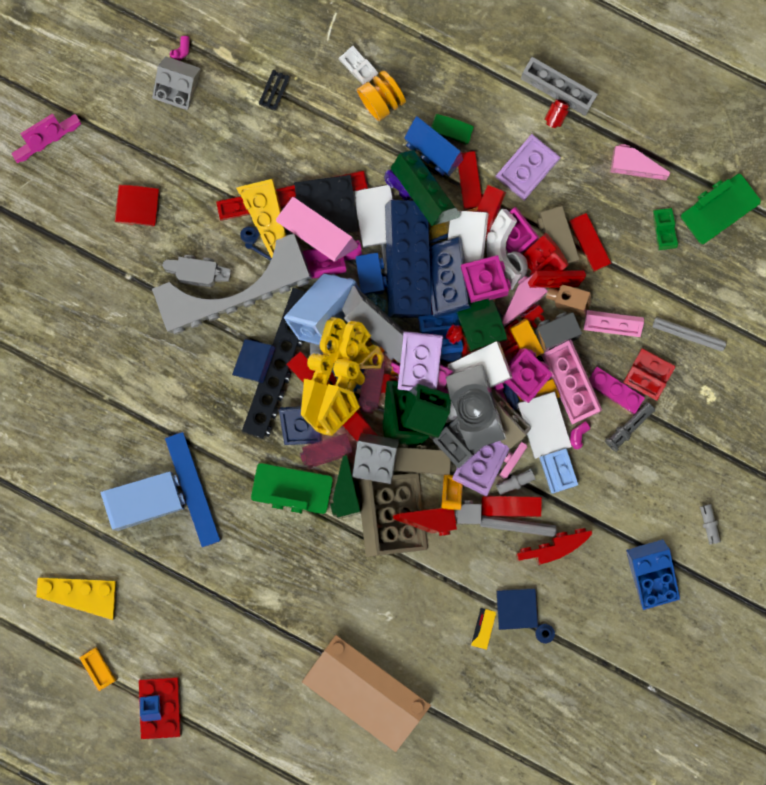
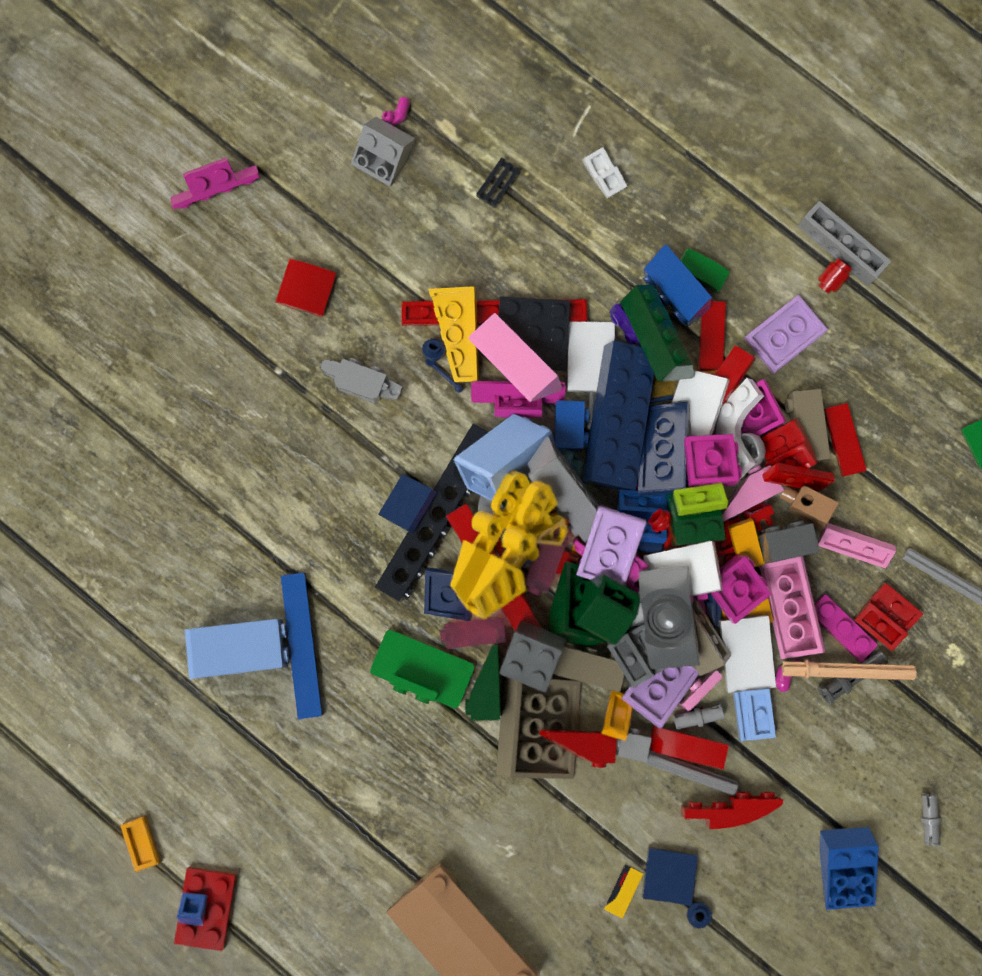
camera: 15 degrees right, 0 degrees up
(84, 595) = (142, 748): yellow wing -> none
(285, 270) = (467, 401): light grey arch -> none
(383, 94) = (626, 212): light orange wheel -> none
(481, 310) = (700, 499): none -> lime plate
(624, 421) = (848, 670): none -> light nougat axle
(634, 163) = (920, 355): bright pink slope -> none
(665, 229) = (939, 442): green slope -> none

